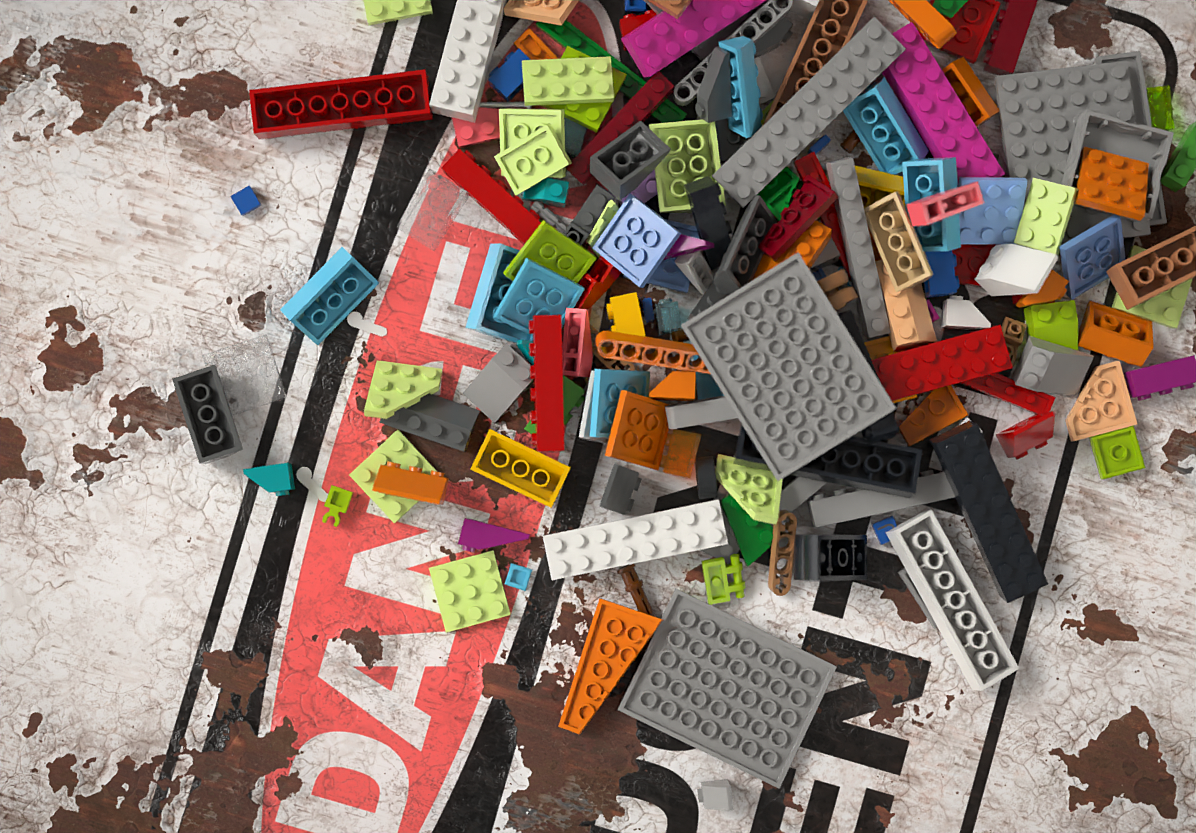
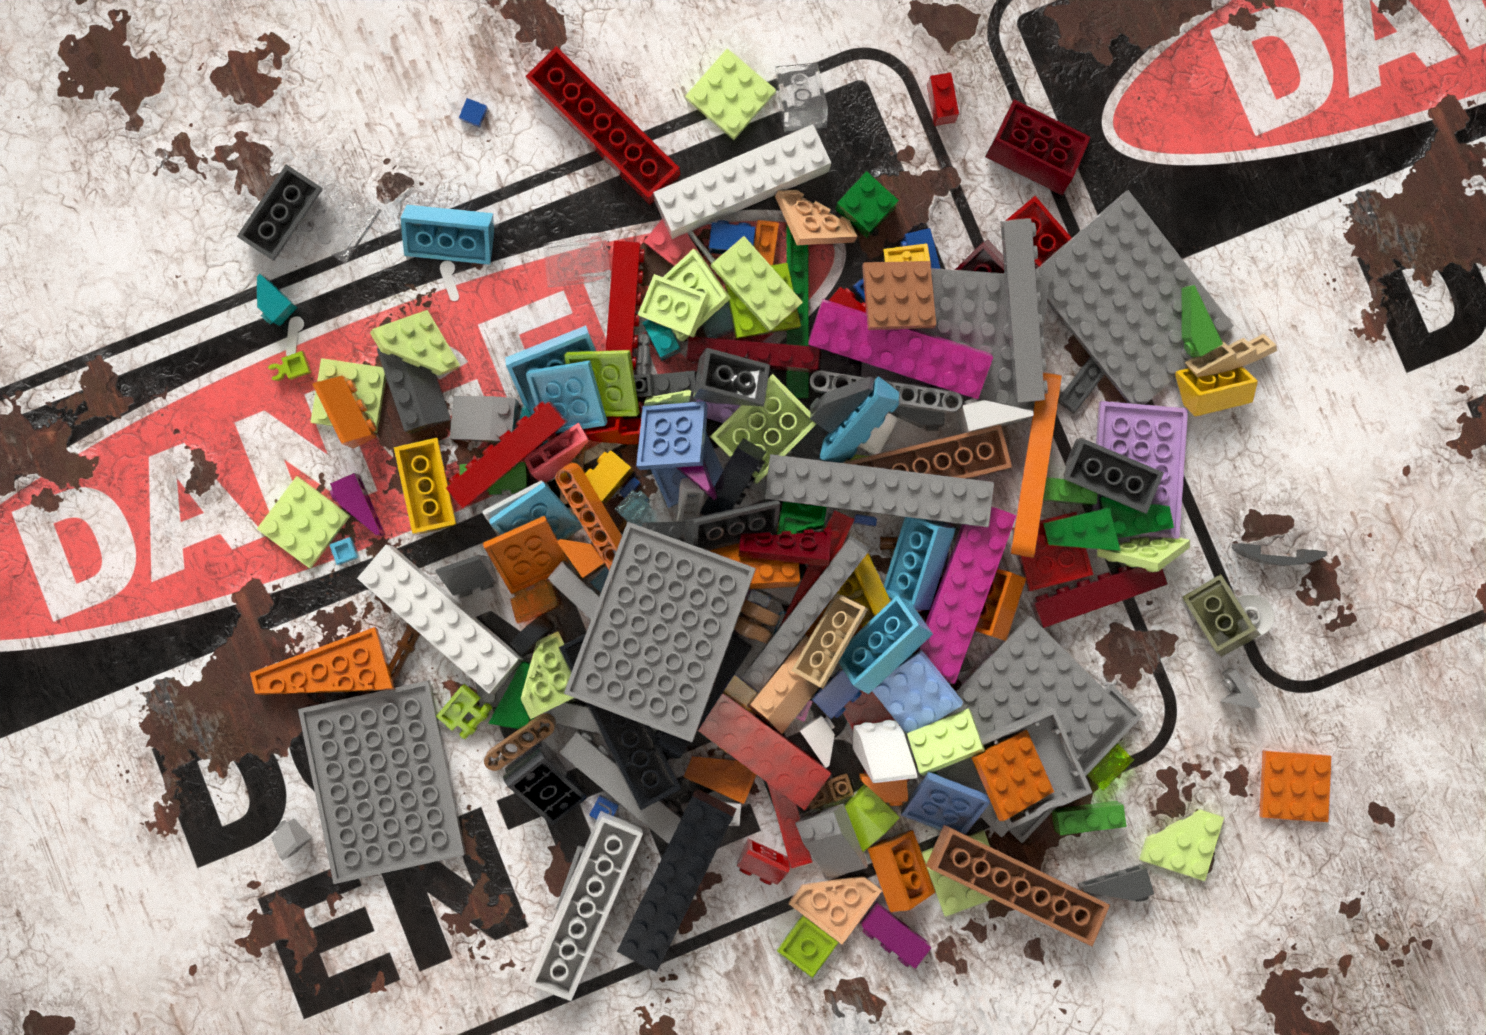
camera: 50 degrees right, 0 degrees up
(945, 204) = (885, 654): coral slope -> none

